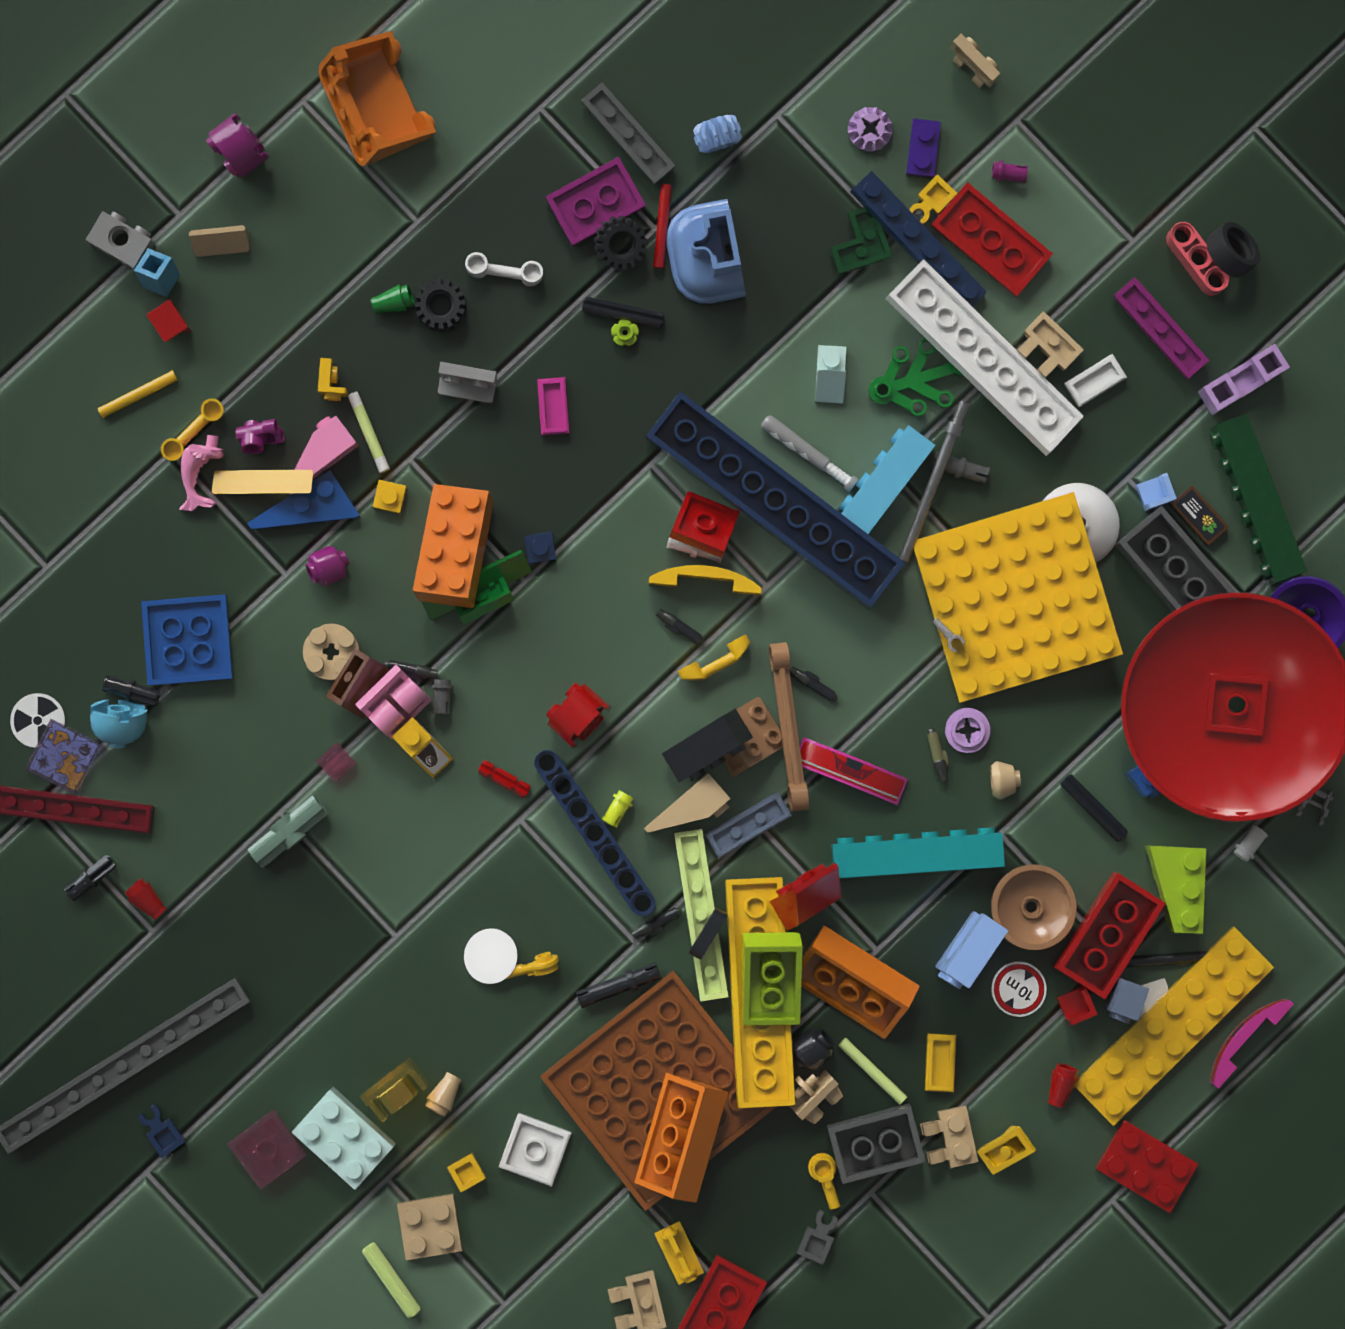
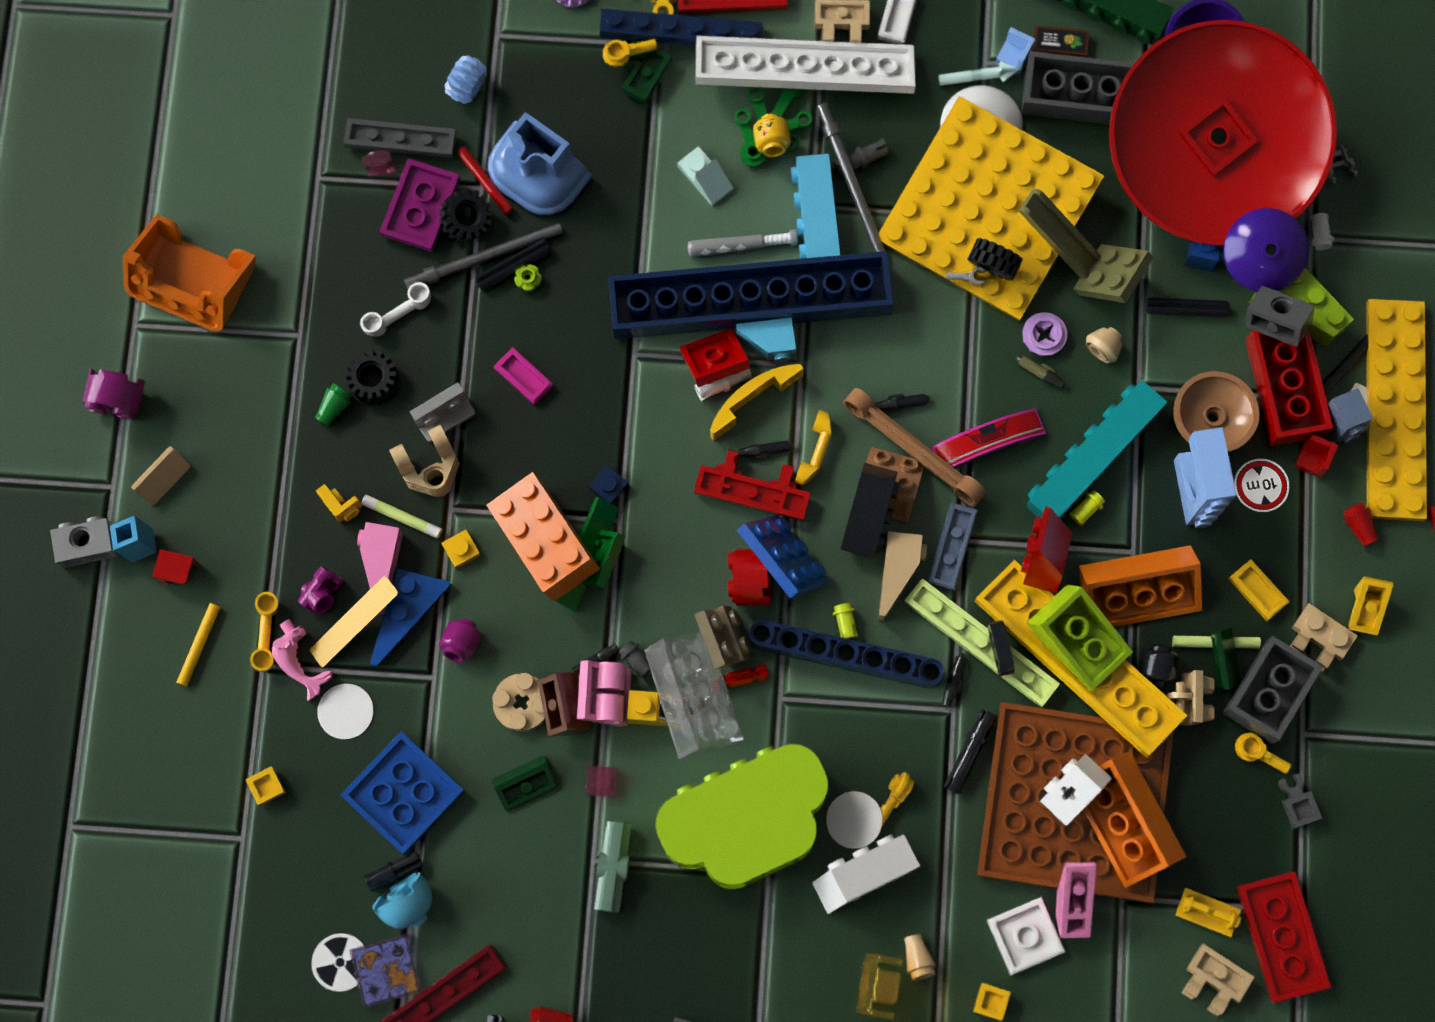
camera: 35 degrees left, 10 degrees down
(94, 545) = (265, 786): none -> yellow plate
(200, 541) = (345, 711): none -> white sticker
(281, 712) = (524, 783): none -> dark green slope
(411, 887) = (747, 818): none -> lime brick
(442, 412) = (421, 481): none -> tan piece
(456, 762) = (692, 695): none -> clear brick
(462, 1002) = (865, 872): none -> white wedge
(516, 740) = (723, 637): none -> dark tan plate
(556, 265) = (433, 274): none -> flat silver bar
(587, 1161) = (1075, 900): none -> bright pink slope
(594, 139) = (378, 162): none -> clear pink plate
(613, 722) = (784, 555): none -> blue plate
(627, 630) = (772, 497): none -> red hinge
(661, 1083) = (1075, 789): none -> white brick
(760, 547) = (769, 338): none -> medium azure slope
(850, 218) = (617, 52): none -> yellow plate
(866, 1089) = (1225, 658): none -> dark green slope
(872, 888) = (1087, 507): none -> neon yellow pin
(906, 391) = (772, 135): none -> yellow head
(977, 644) = (995, 259): none -> black tyre
(1056, 727) = (1105, 273): none -> olive bracket
(1131, 499) = (1003, 72): none -> light aqua piece
(1143, 897) = (1279, 316): none -> dark grey brick
(1185, 804) = (1246, 249): none -> dark purple dish

